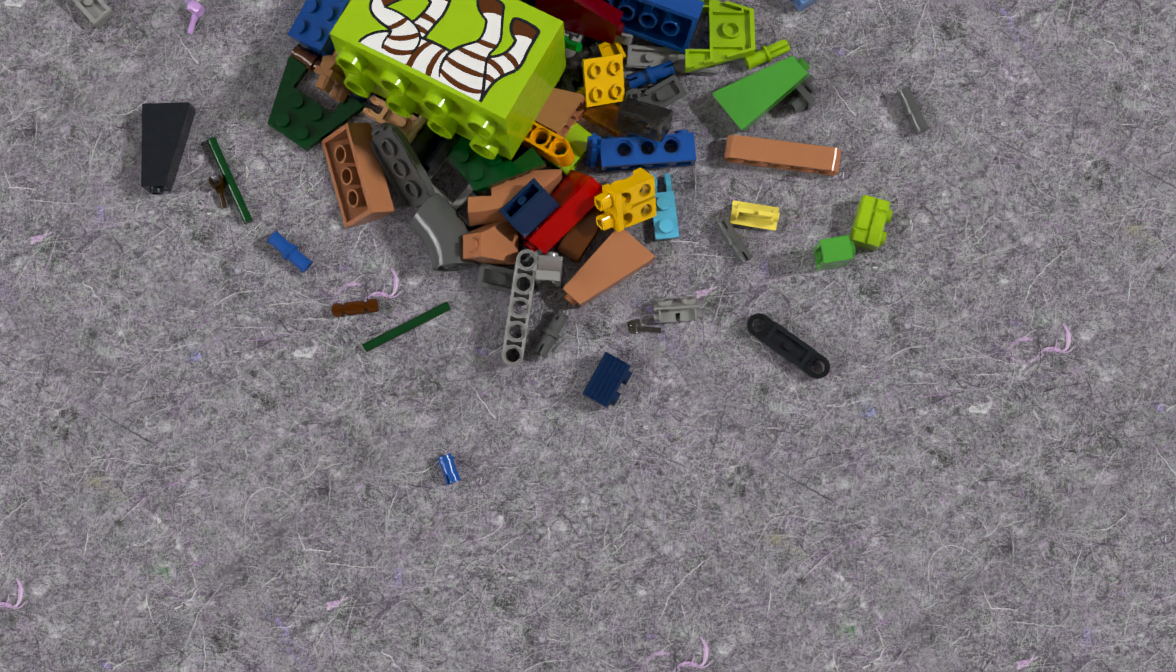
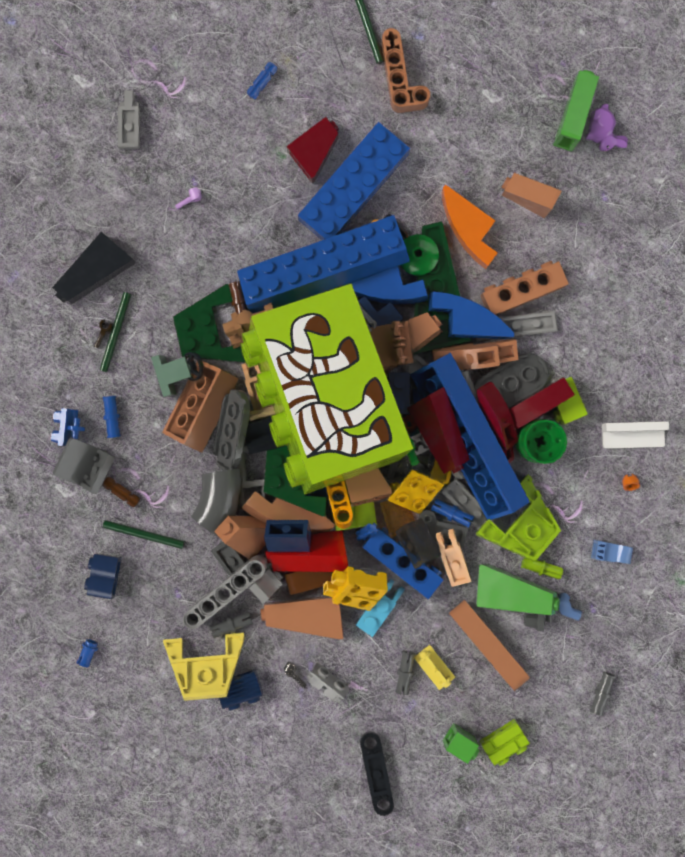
camera: 35 degrees right, 5 degrees up
(261, 291) = (68, 428): none -> blue hips
(302, 310) = (83, 465): none -> dark grey bracket
(311, 161) = (176, 371): none -> sand green piece
(403, 390) = (103, 576): none -> dark blue brick
(565, 392) = (207, 675): none -> light yellow wing
(688, 110) = (453, 559): none -> light nougat hinge
(819, 70) = (566, 609): none -> medium blue arm

